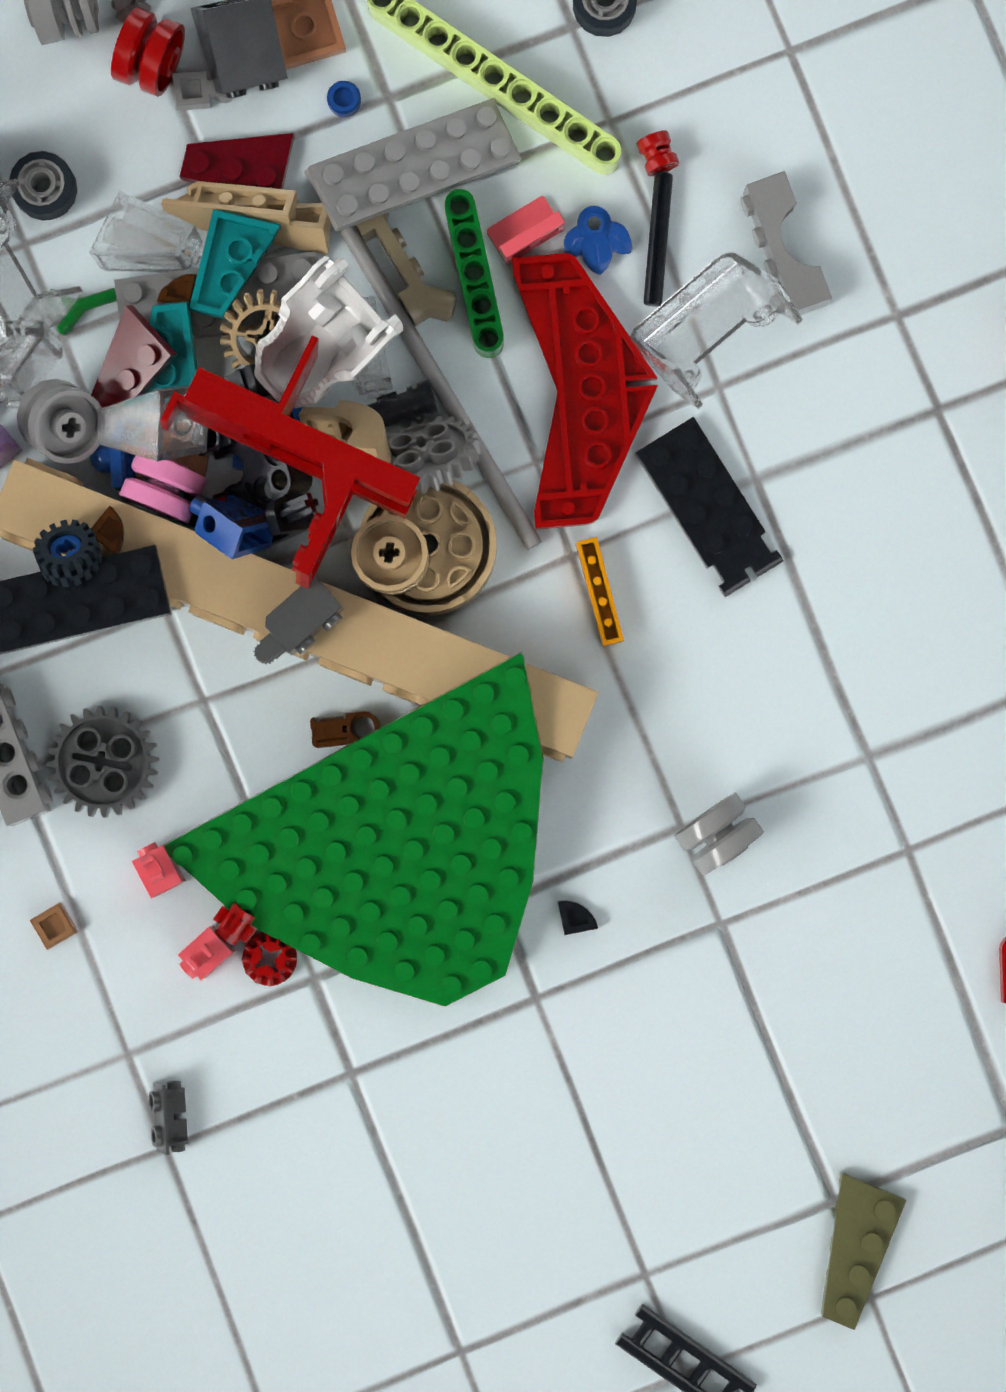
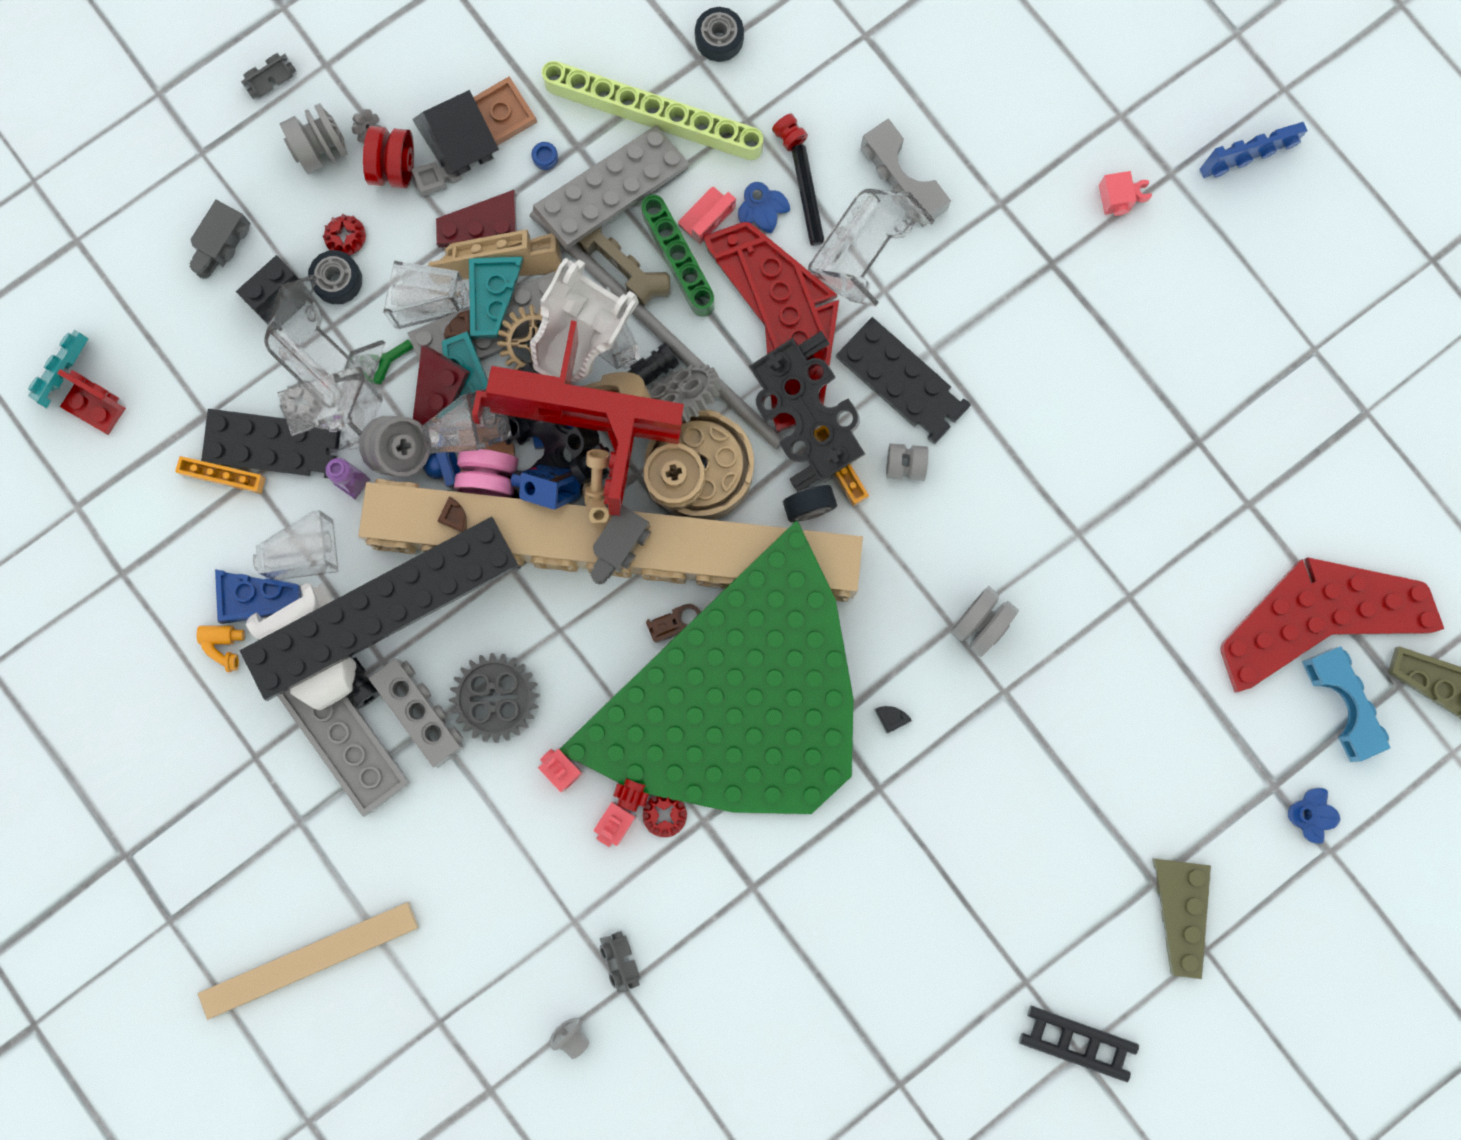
camera: 15 degrees left, 5 degrees down
(54, 926) = (490, 836): medium nougat tile -> none
(77, 562) = (437, 537): black bush -> none
(78, 145) = (353, 242): none -> red gear
(85, 1190) = (569, 1038): none -> light grey piece
(299, 515) = (593, 491): none -> tan bar
(548, 630) = (809, 503): none -> black wheel
(576, 452) = (791, 362): none -> black gear
(694, 616) = (916, 462): none -> light grey wheel

